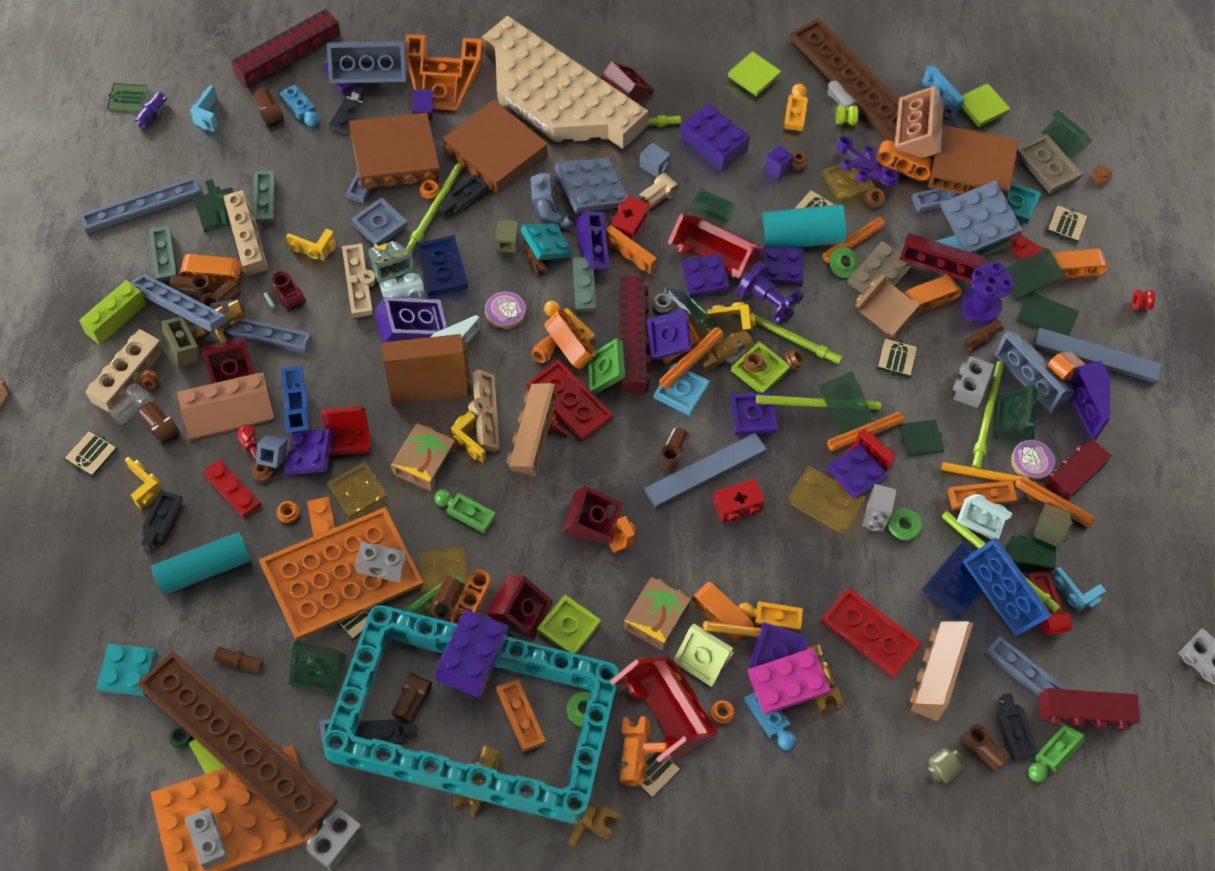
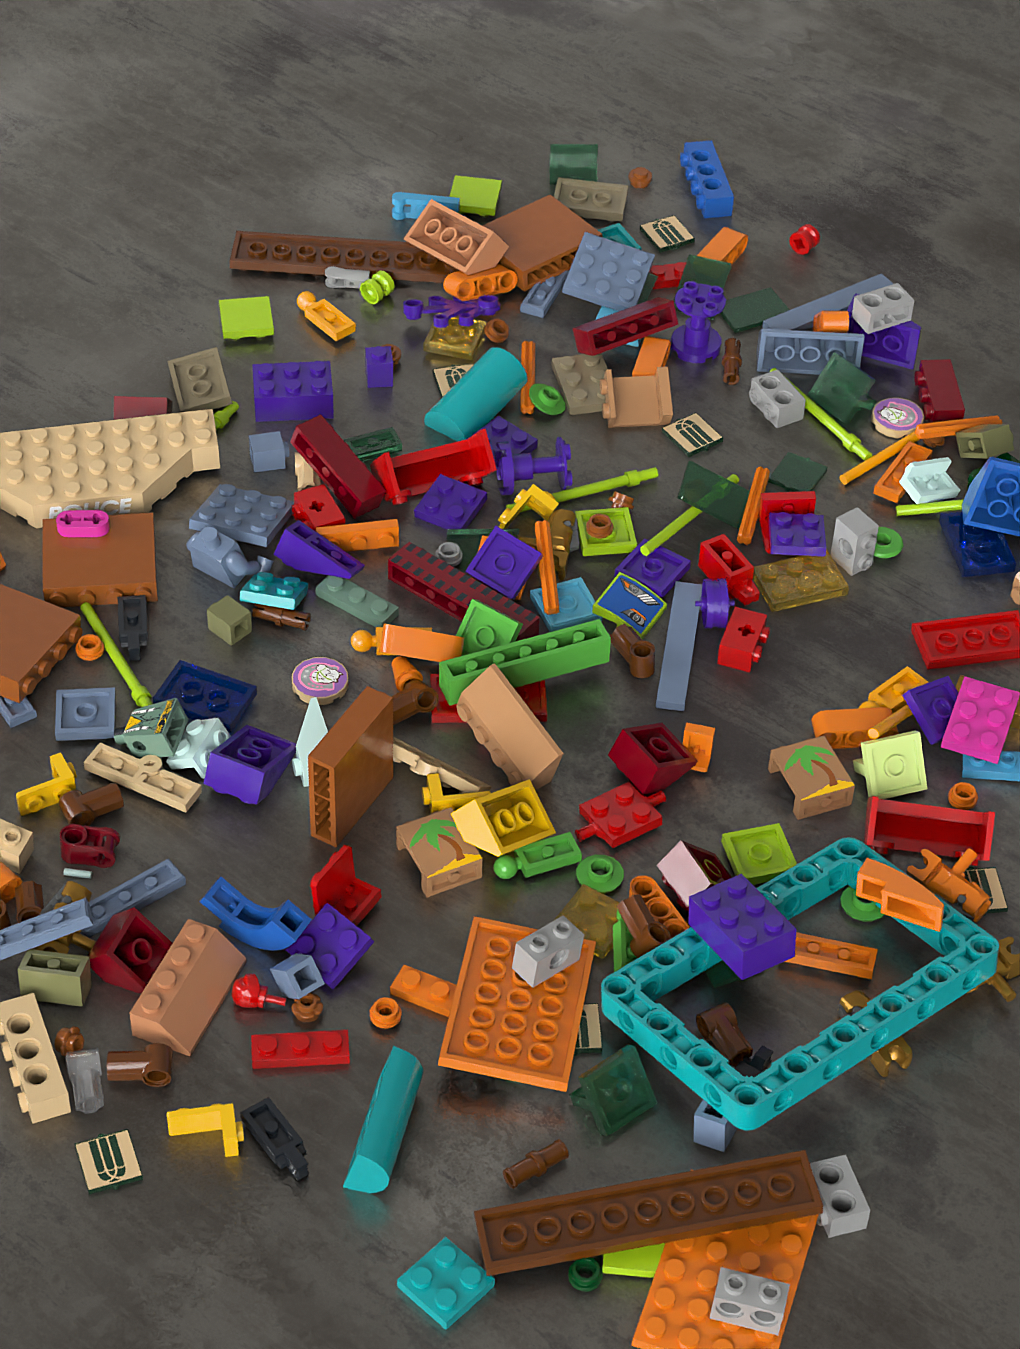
camera: 50 degrees left, 15 degrees down
(312, 269) = (83, 808): none -> reddish brown piece
(357, 490) = (421, 934): clear yellow plate -> none
(464, 474) = (504, 820): none -> yellow slope
(483, 559) = (600, 883): none -> bright green piece
(507, 117) = (82, 523): none -> dark pink beam
(527, 365) = (407, 703): none -> reddish brown piece
(537, 530) = (620, 815): none -> red plate
(573, 724) = (899, 895): none -> orange slope
(601, 399) = (530, 658): none -> bright green brick
(669, 198) = (338, 466): none -> dark red brick
(677, 91) = (200, 381): none -> dark tan plate
(709, 423) = (630, 604): none -> slope
(749, 465) = (714, 603): none -> dark purple wheel
(786, 455) = (723, 560): none -> red hinge
(1095, 386) = (882, 308): none -> light grey brick
(1139, 210) = (707, 179): none -> blue brick

